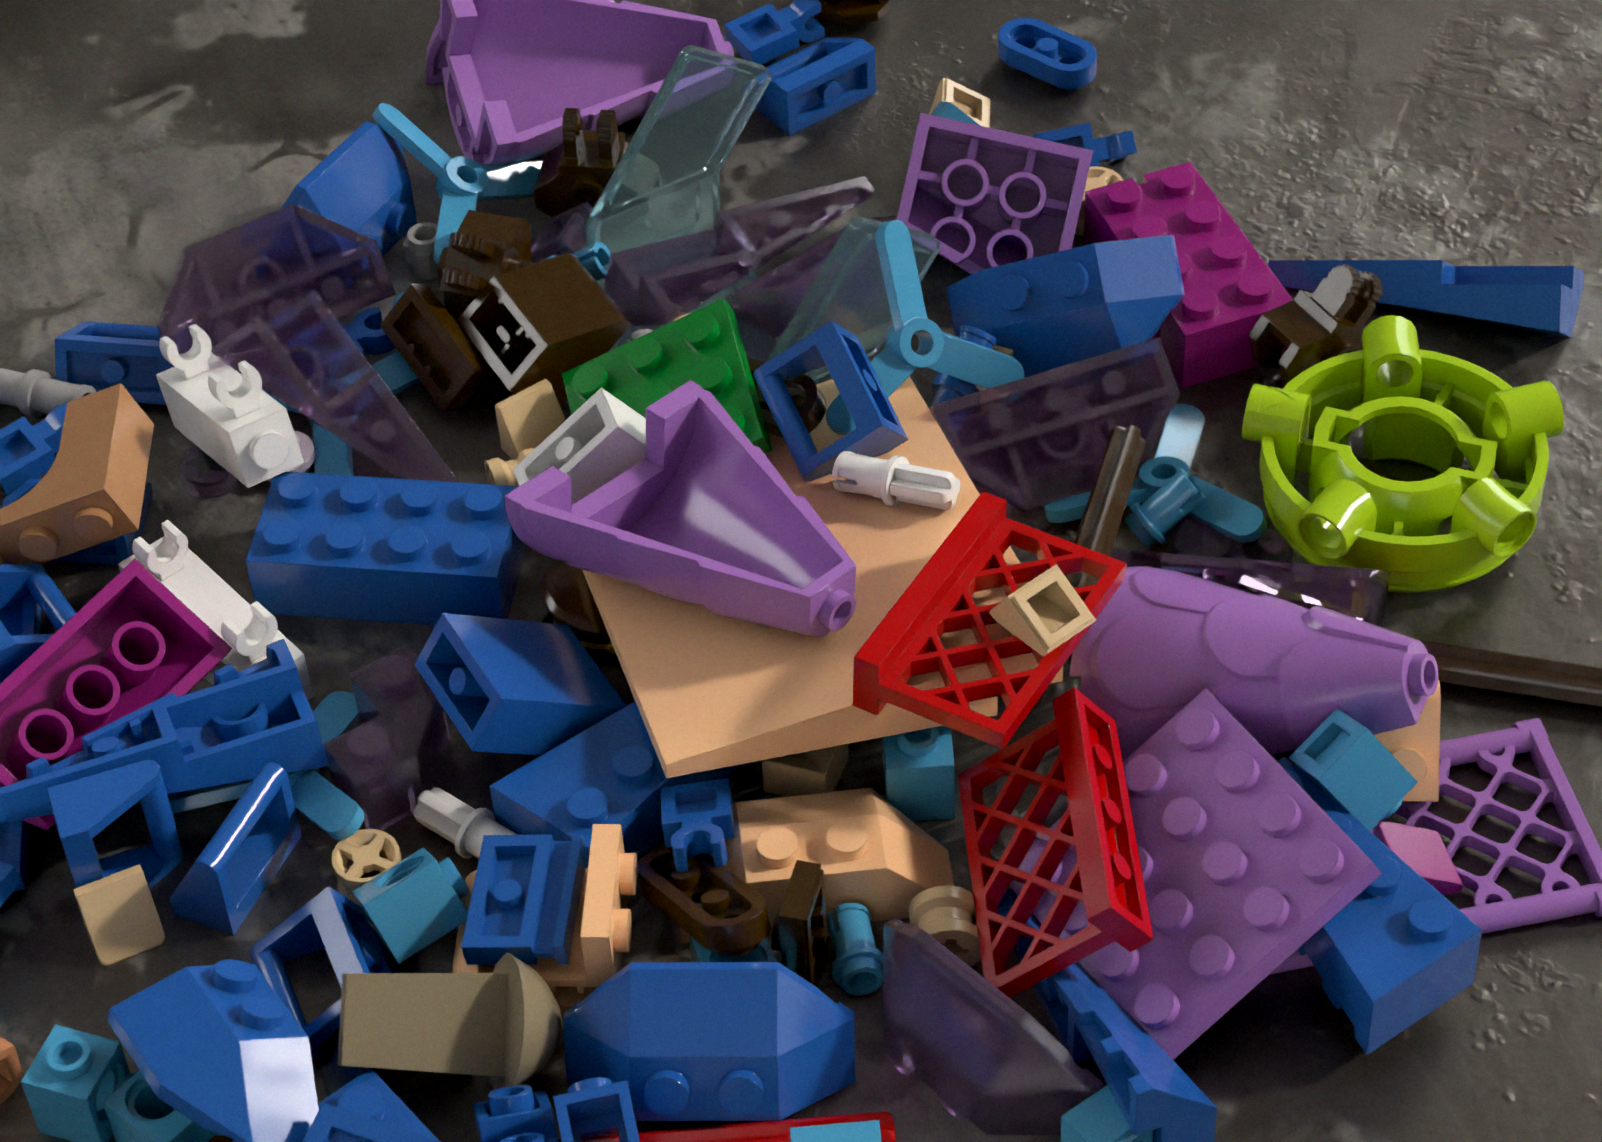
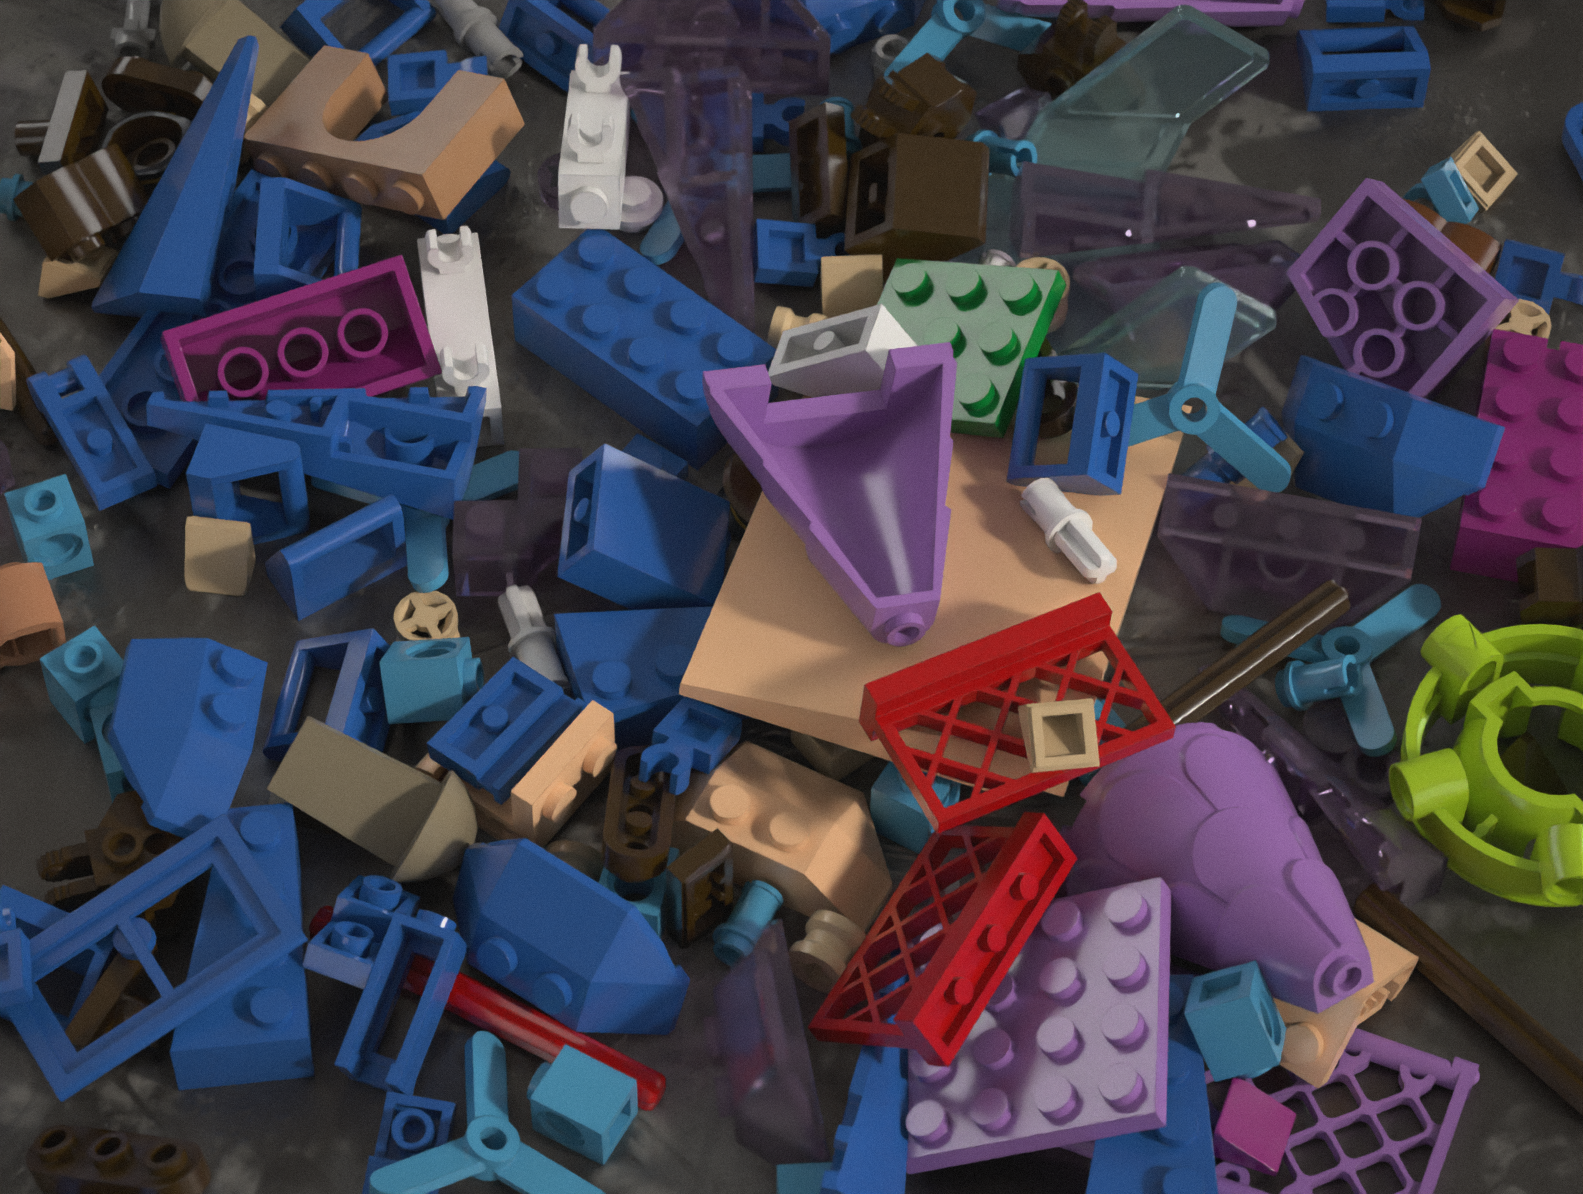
camera: 30 degrees right, 10 degrees up
(457, 424) = (791, 253): none -> blue plate

